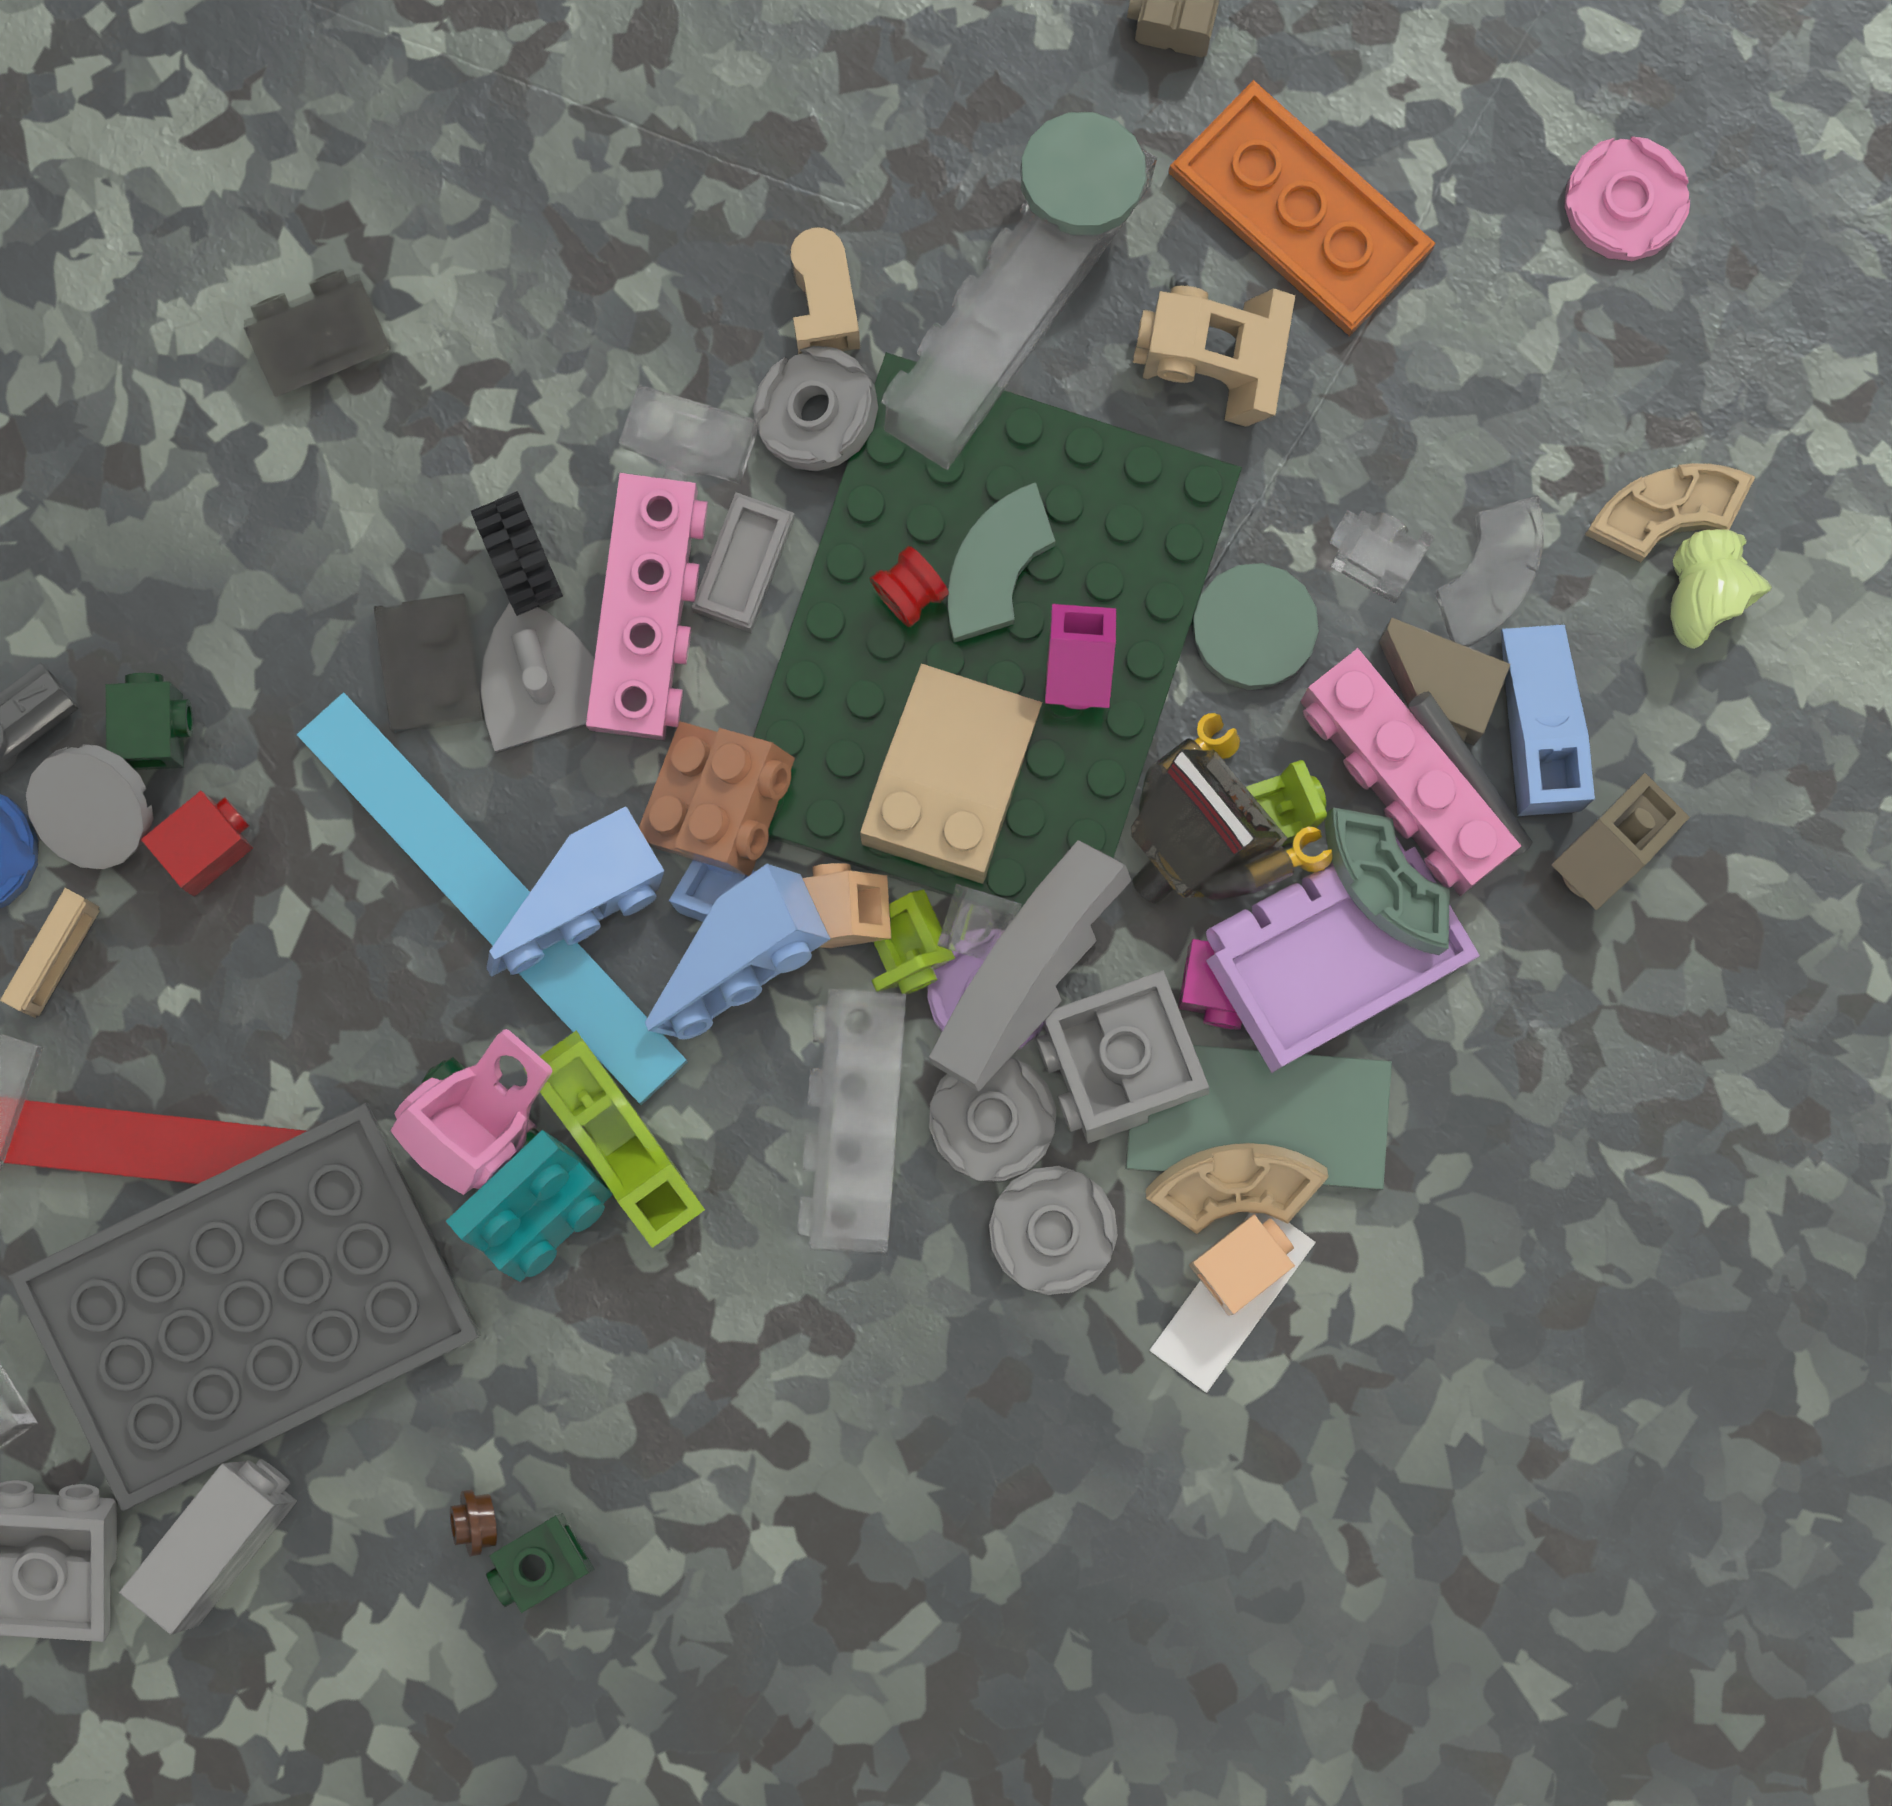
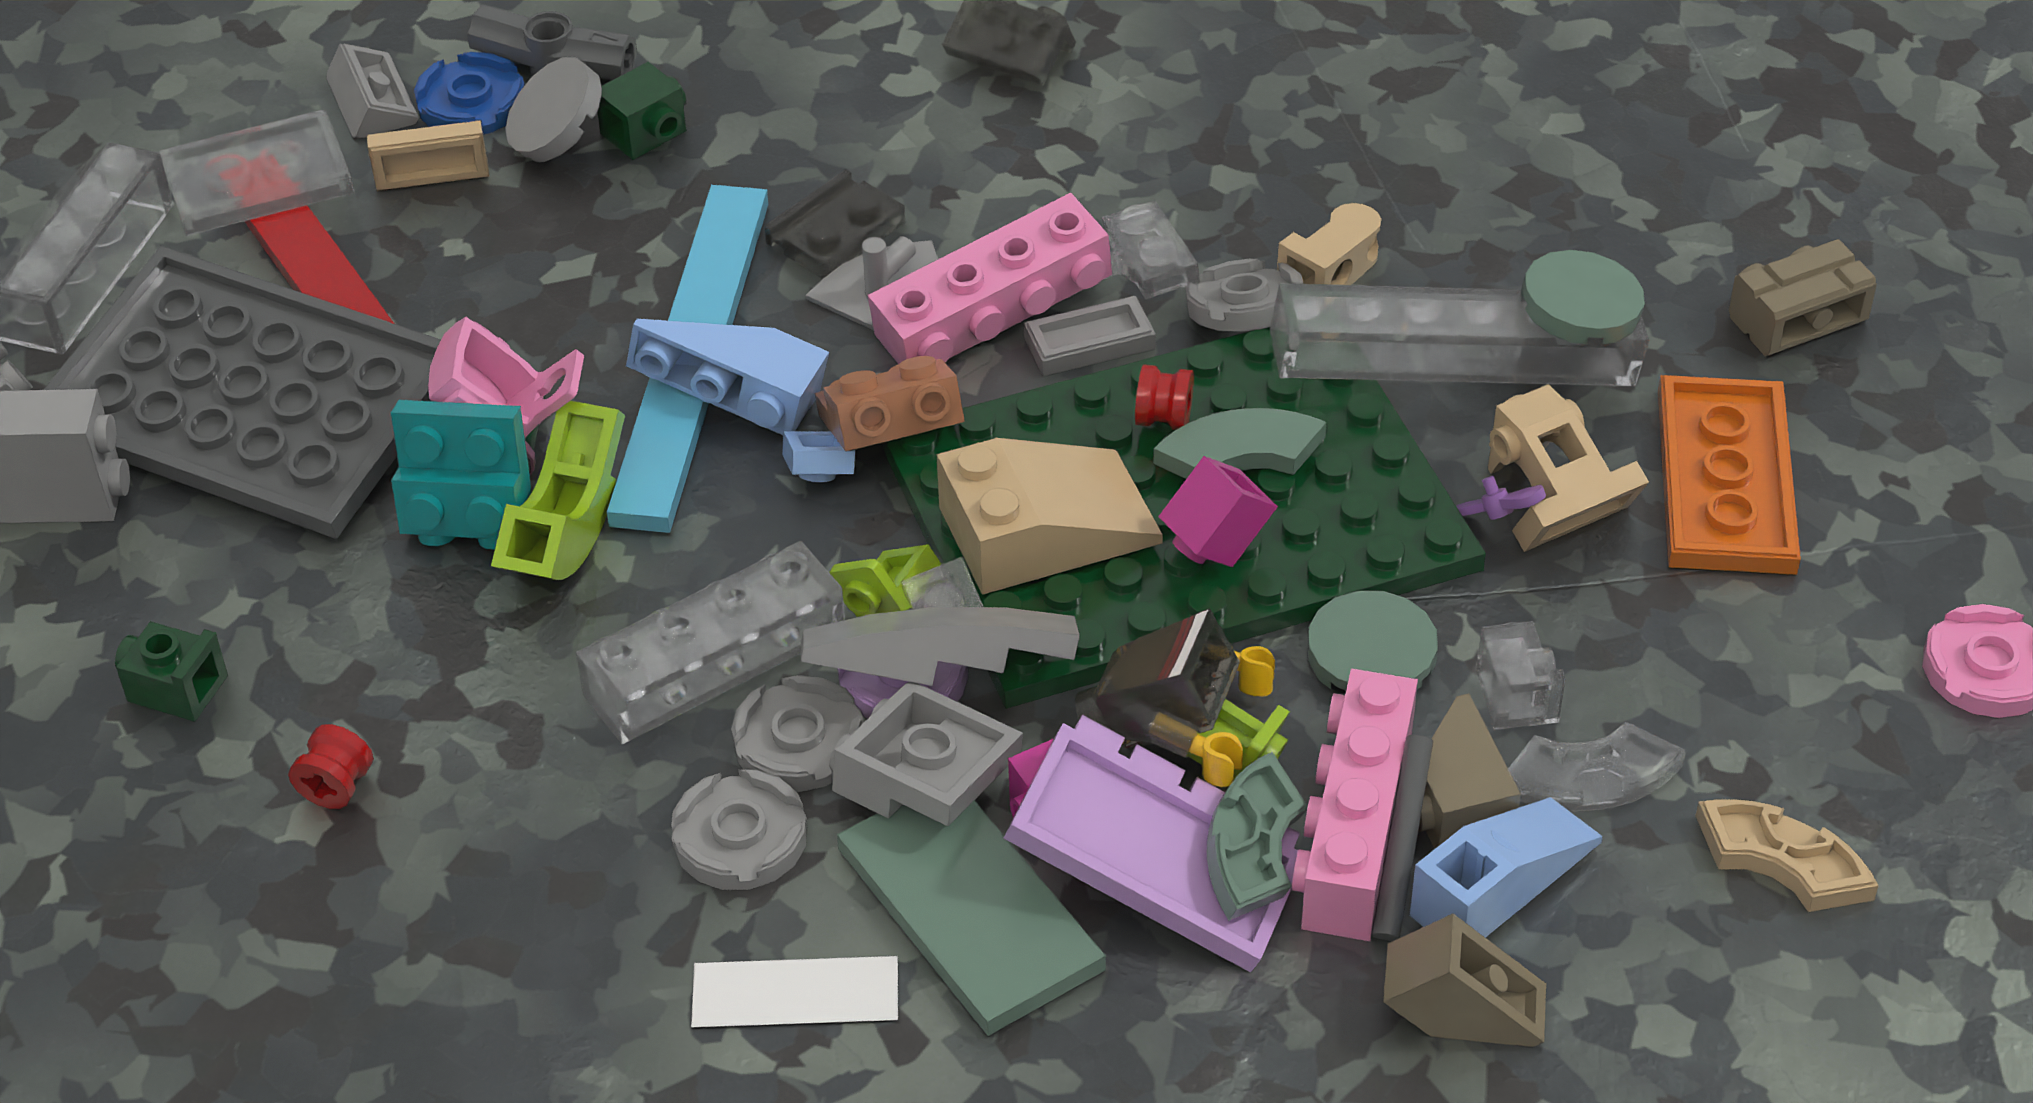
camera: 55 degrees right, 35 degrees down
(199, 841) = (581, 179): red brick -> none
(473, 1522) = (175, 606): reddish brown plate -> none
(516, 553) = (957, 196): black tyre -> none
(746, 940) = (775, 472): light blue slope -> none
(755, 1502) = (331, 766): none -> red wheel
(850, 904) = (873, 519): light nougat brick -> none
(1215, 420) = (1499, 502): none -> medium lavender piece
(1235, 1181) = (895, 907): tan tile -> none
(1244, 1263) = (824, 956): light nougat brick -> none
(1712, 584) = (1748, 906): yellowish green hair -> none

